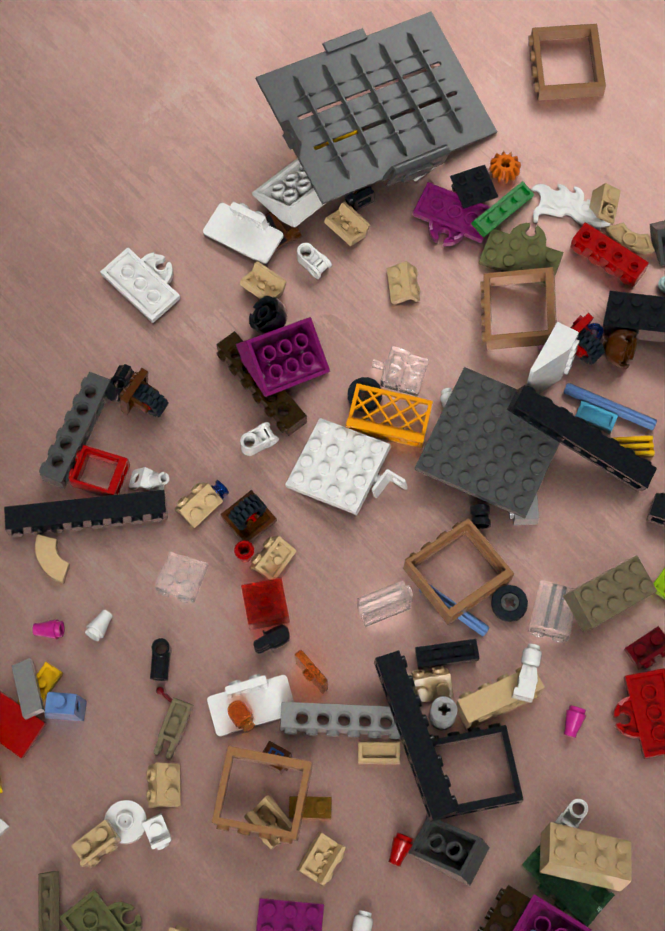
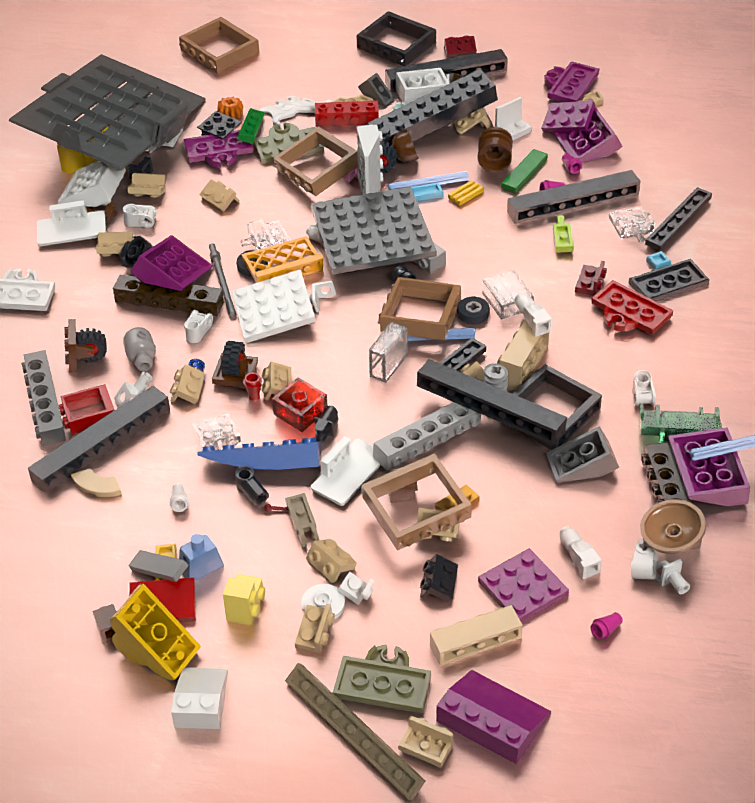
camera: 40 degrees left, 25 degrees down
(50, 629) = (139, 523): dark pink cone -> none
(65, 773) = (243, 598): none -> light yellow brick
(118, 382) = (54, 349): black piece -> none
(188, 433) = (139, 347): none -> light grey piece
(198, 638) = (269, 455): none -> wedge
(227, 875) = (439, 578): none -> black bracket
(241, 715) = (349, 476): clear orange arm -> none
(311, 672) = (375, 417): clear orange plate -> none
(321, 859) = (499, 521): tan bracket -> none
(338, 363) = (215, 258): none -> dark grey bar
(378, 752) = (472, 441): tan tile -> none
(400, 847) = (546, 477): red cone -> none
(574, 718) = (585, 340): dark pink cone -> none
(582, 438) = (430, 191): black brick -> none
(585, 856) = (678, 393): tan brick -> none
(605, 202) = (317, 89): tan slope -> none
(610, 593) = (535, 258): dark tan brick -> none

